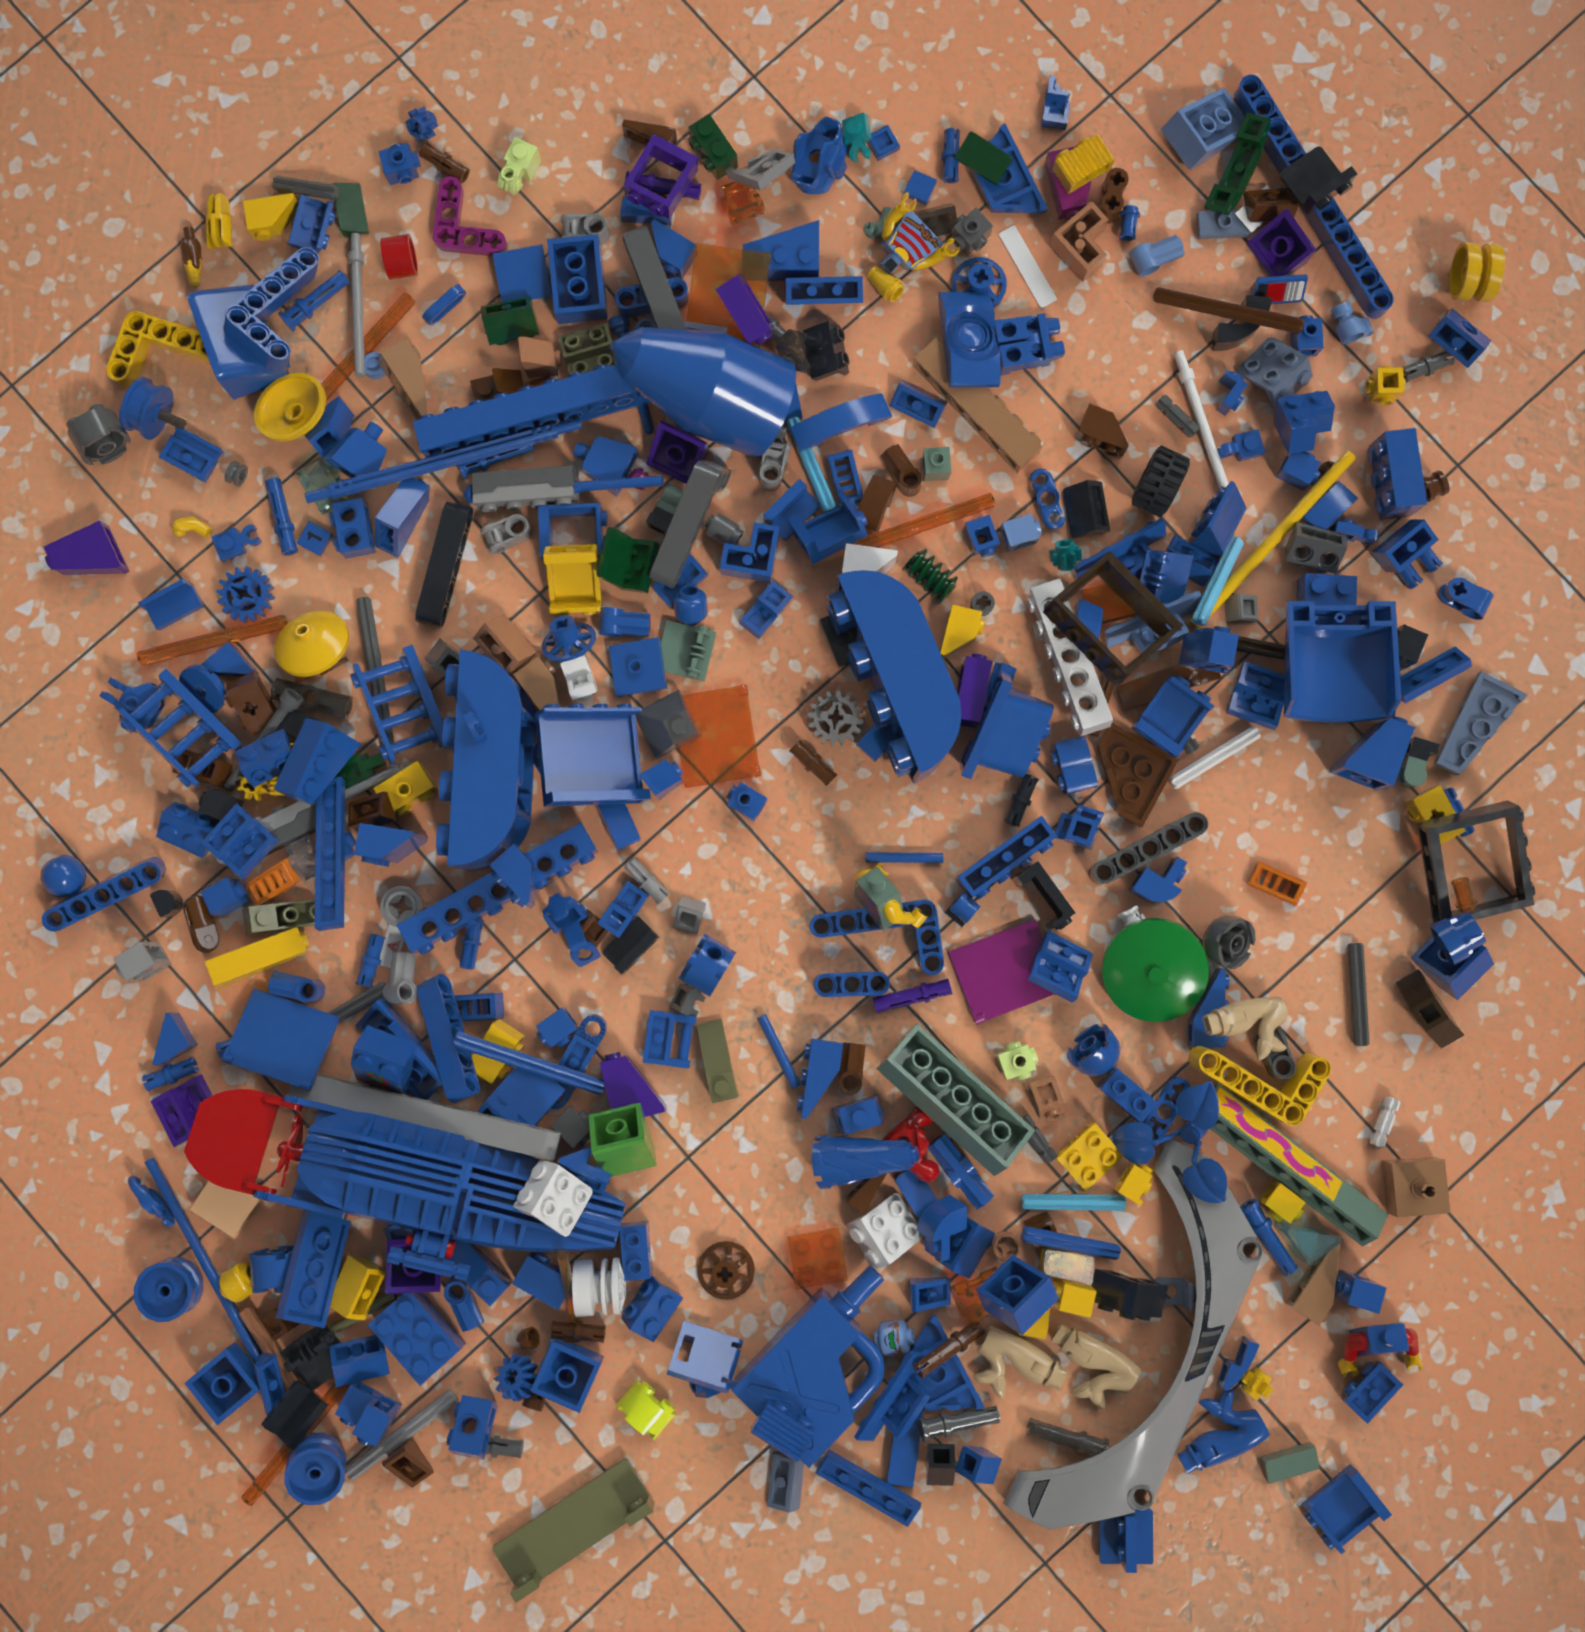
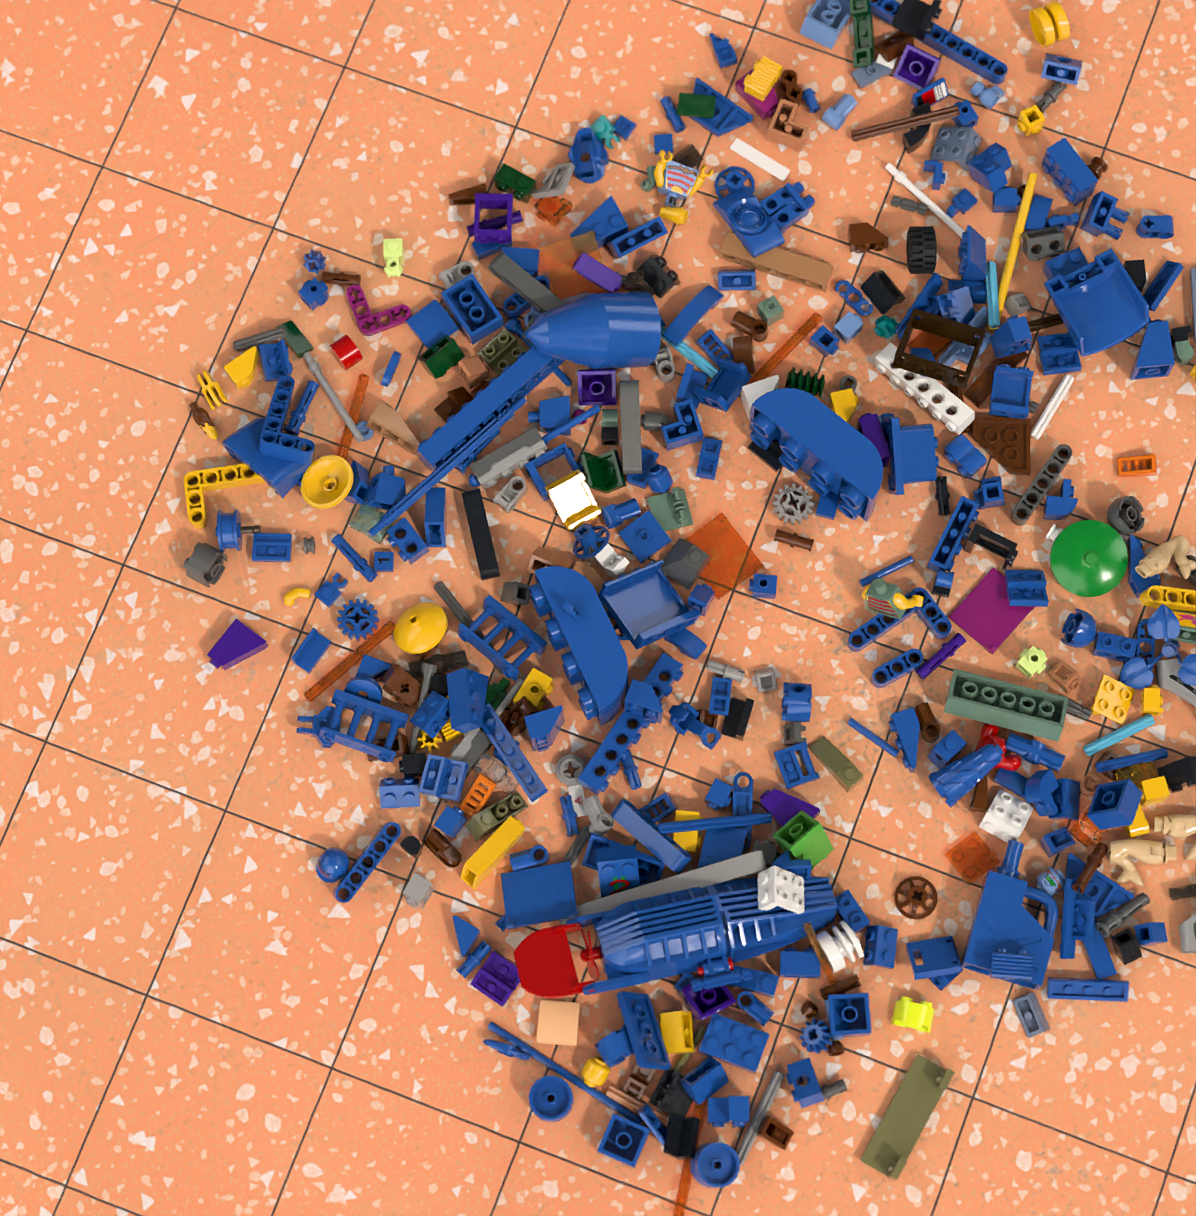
camera: 25 degrees left, 10 degrees down
(971, 231) = (713, 154): dark grey brick -> none

